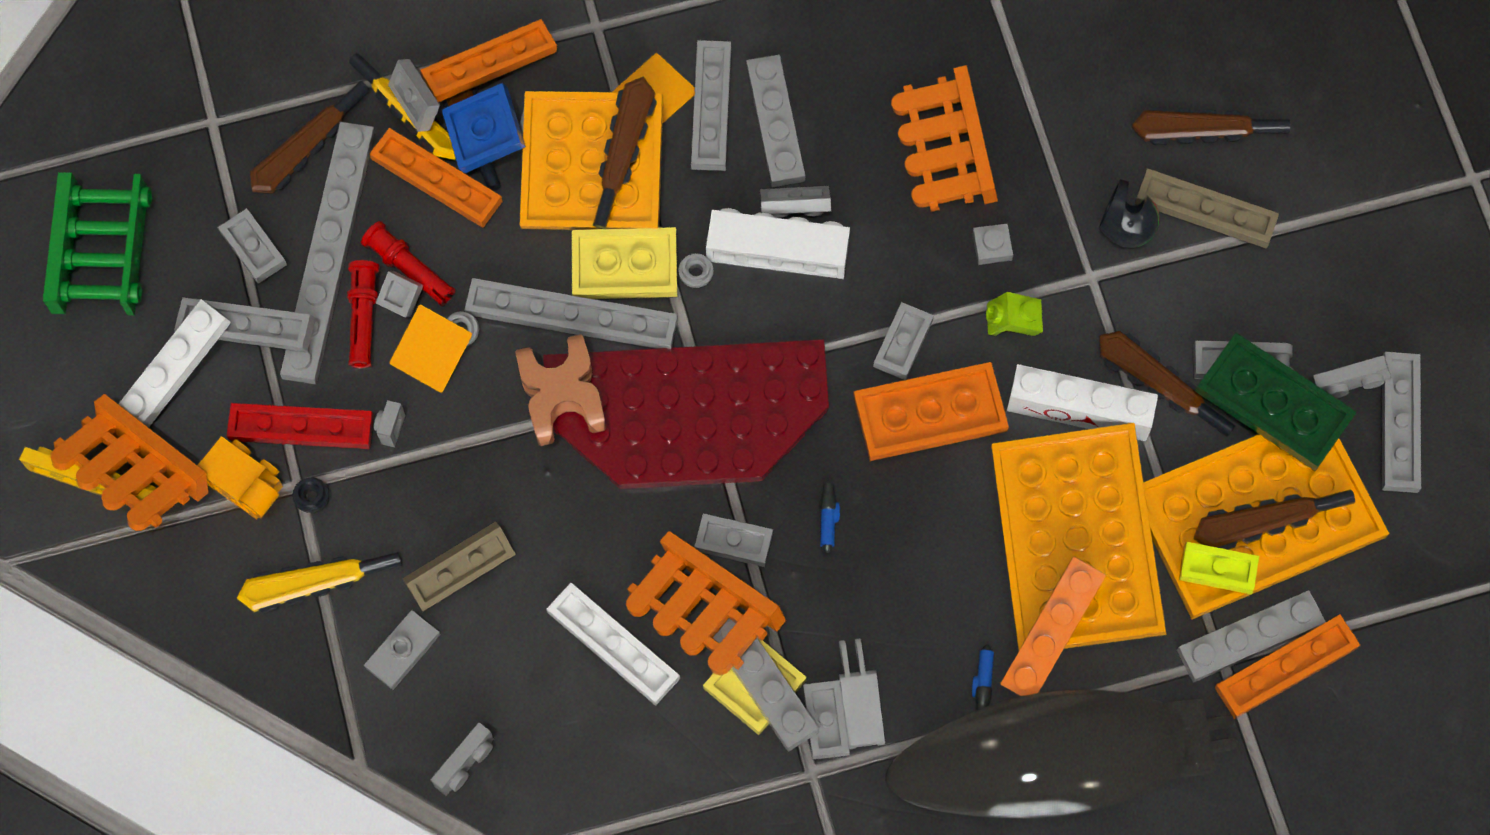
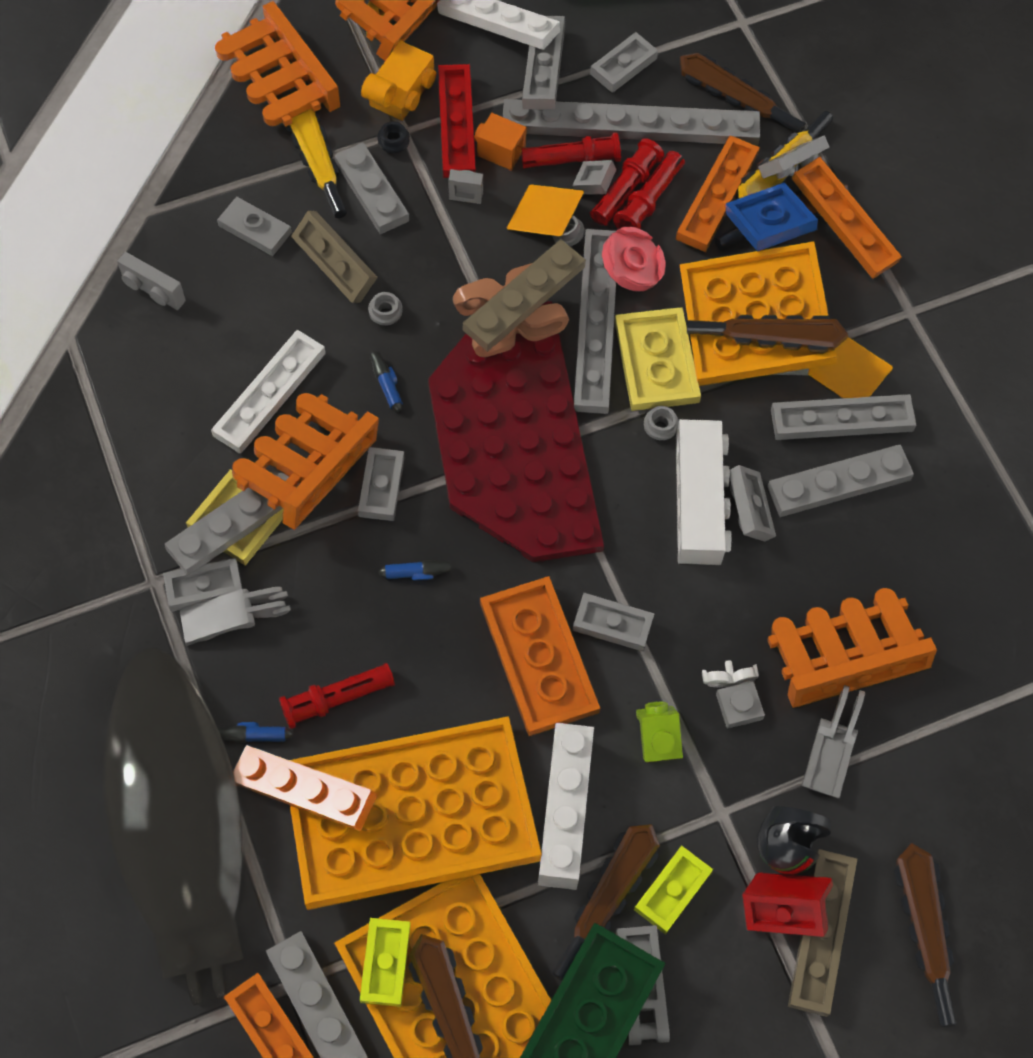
camera: 80 degrees right, 5 degrees down
(171, 595) = (288, 47): none -> orange fence
(337, 382) = (500, 141): none -> orange brick
(370, 524) = (371, 188): none -> light grey plate
(436, 251) = (642, 202): none -> red pin
(507, 268) = (633, 259): none -> coral tile
(522, 512) = (385, 301): none -> light grey plate
(557, 368) = (523, 295): none -> dark tan plate
(611, 526) = (387, 380): none -> piece
(958, 615) = (380, 678): none -> red pin
(966, 247) = (729, 678): none -> white piece
(1037, 171) = (833, 749): none -> light grey arm
(1162, 324) = (673, 889): none -> neon yellow plate
(1184, 229) = (787, 904): none -> red panel

